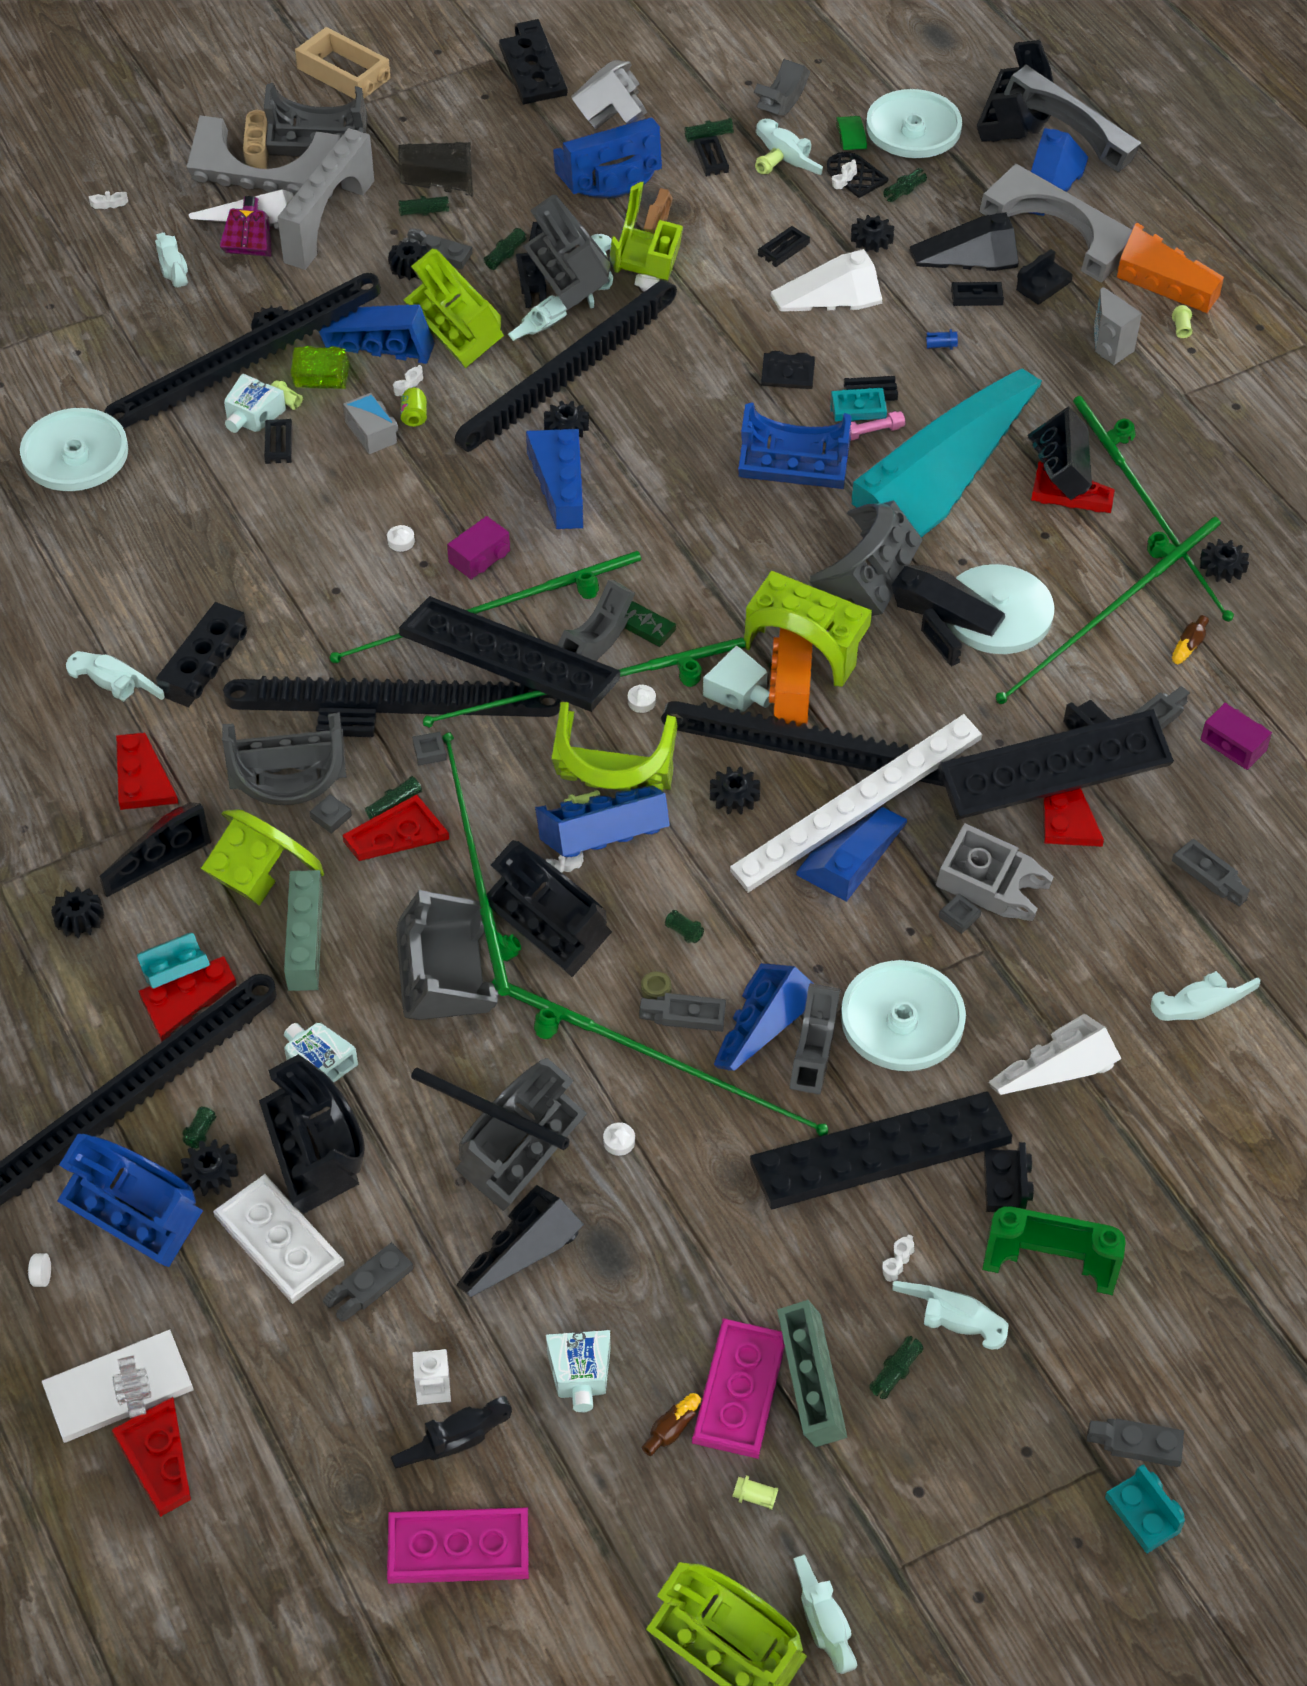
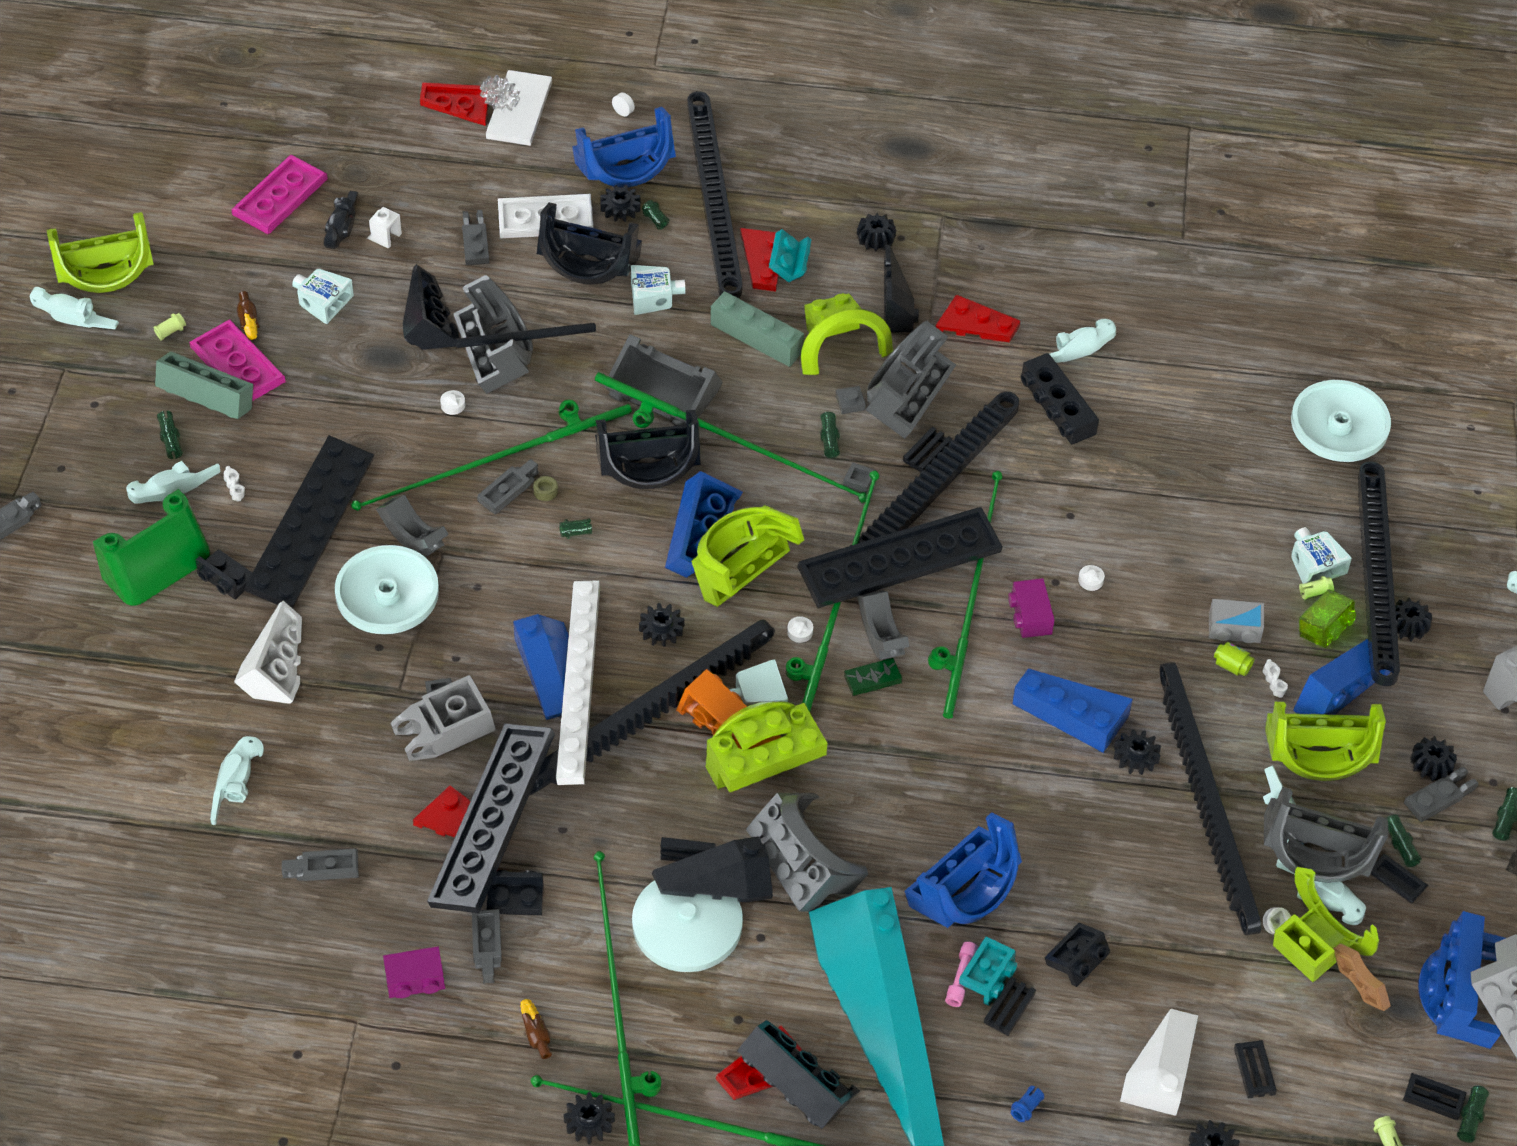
camera: 125 degrees right, 0 degrees up
(278, 455) = (1264, 563): black tile -> none
(396, 830) = (800, 423): red wing -> none
(772, 1002) = (468, 535): blue wedge -> none

